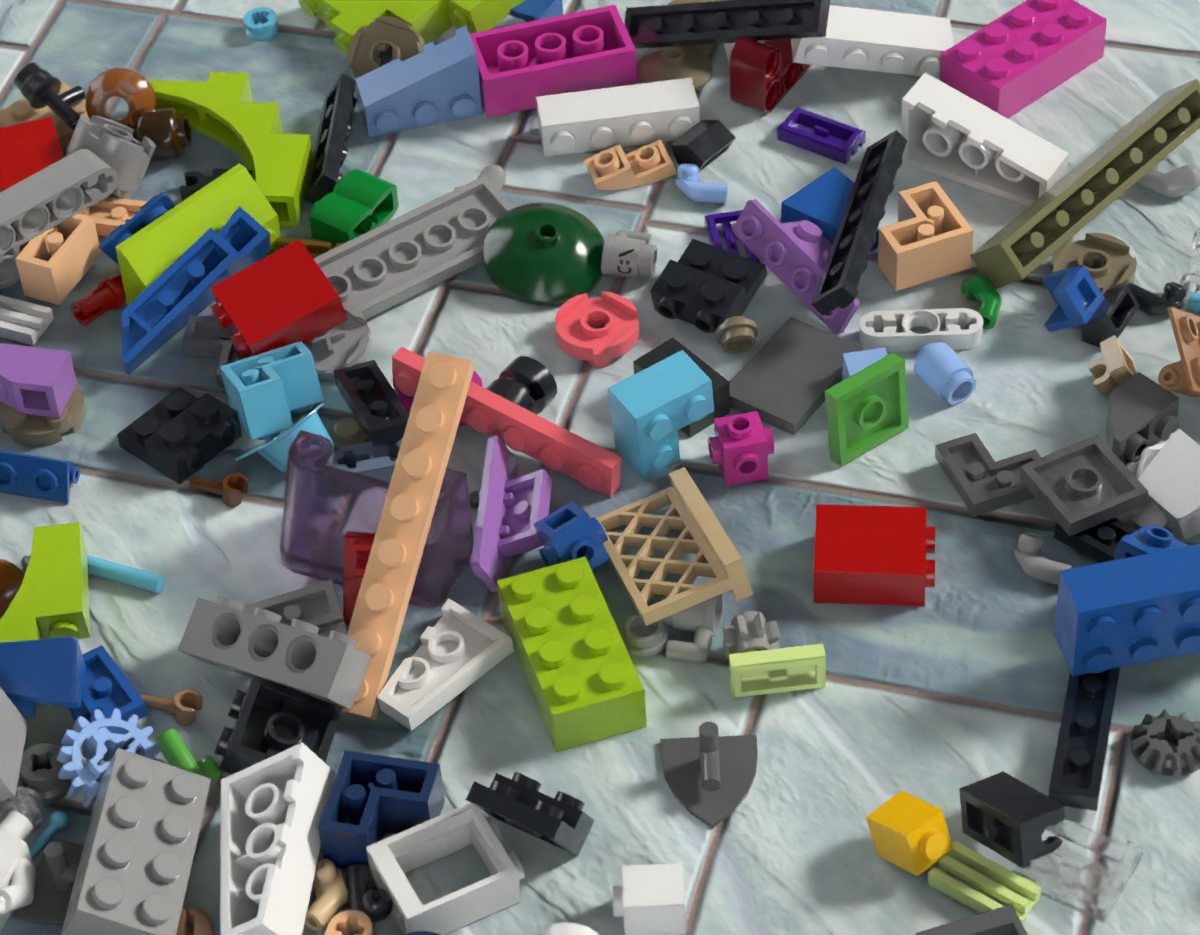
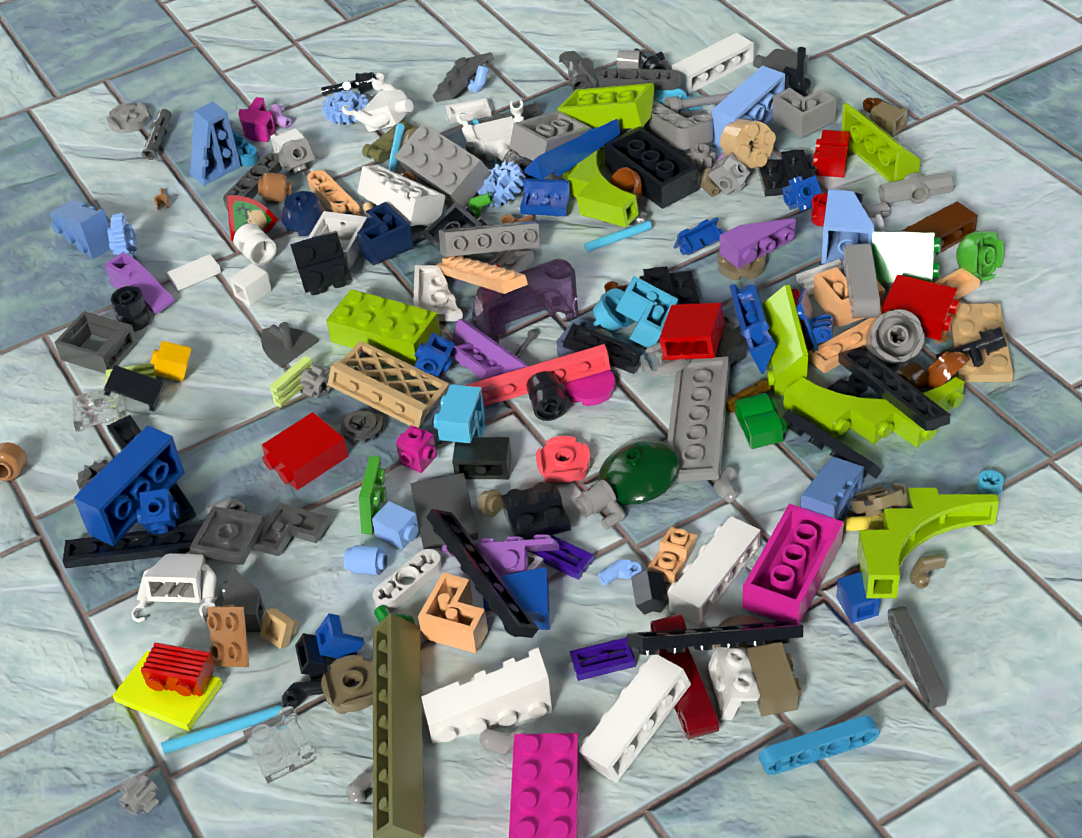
camera: 135 degrees right, 0 degrees up
(209, 105) = (894, 389): none -> black plate
(769, 535) = (356, 420): none -> dark grey gear

